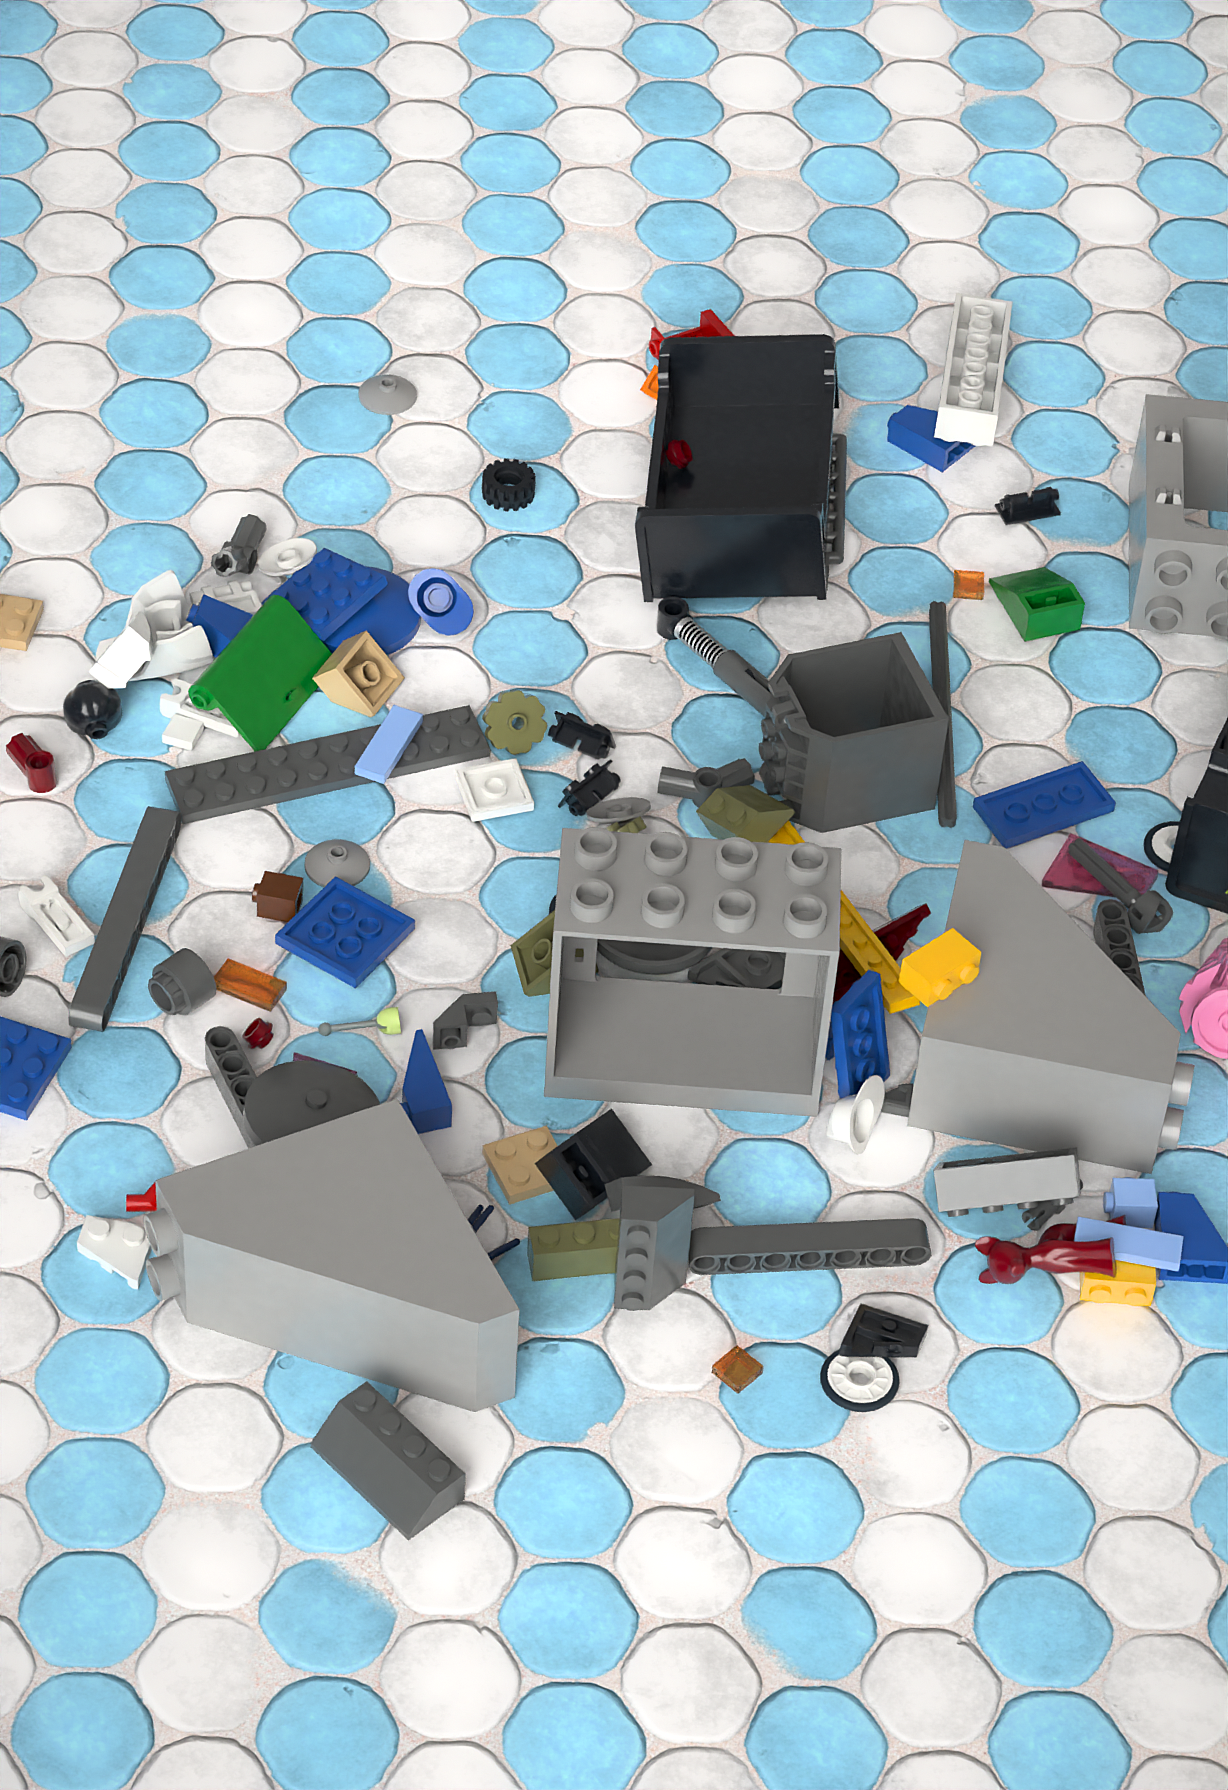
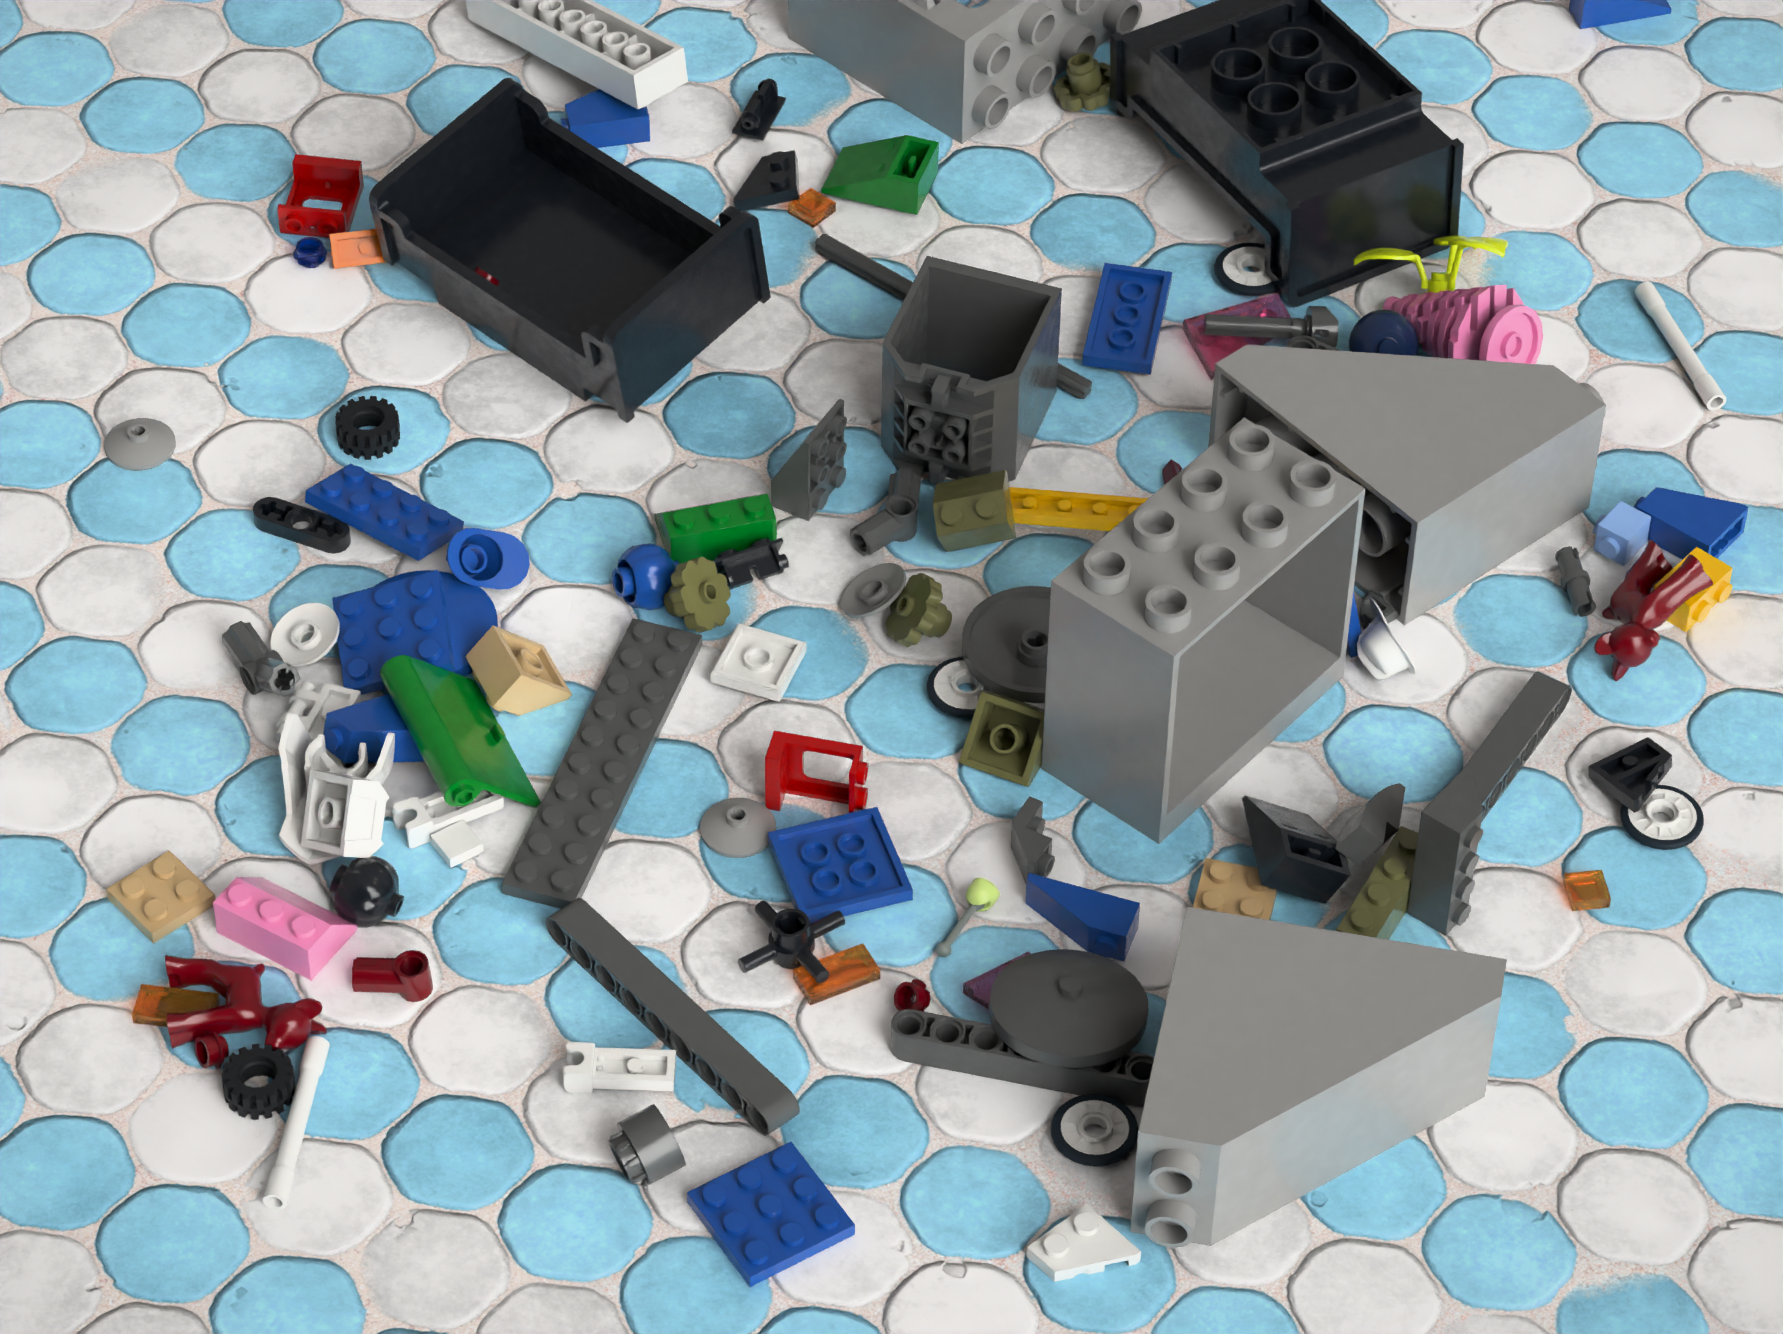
camera: 50 degrees left, 0 degrees up
(31, 685) = (280, 925): none -> bright pink slope
(142, 1202) = (1048, 1188): red arm -> none
(181, 983) = (808, 1014): dark grey piece -> none
(248, 941) = (791, 940): none -> black bar
(278, 896) = (751, 883): reddish brown brick -> none
(388, 744) = (639, 698): light blue tile -> none
(389, 1461) = (1506, 1181): dark grey slope -> none
(391, 852) = (786, 771): none -> red window
(392, 495) = (279, 516): none -> black beam
(439, 532) = (384, 511): none -> blue plate
(509, 677) = (644, 572): none -> blue plant
(596, 700) = (716, 527): none -> green slope
(597, 780) = (820, 597): black hinge -> none
(639, 370) = (310, 252): none -> clear blue plate
(694, 709) = (813, 468): none -> dark grey slope
(728, 665) = (668, 416): piece -> none
(940, 967) = (1364, 457): yellow brick -> none
(966, 550) = (770, 182): none -> black wing
(1007, 1180) = (1544, 589): slope -> none
(1134, 1243) = (1702, 540): light blue tile -> none
(1167, 954) = (1384, 334): none -> dark blue brick

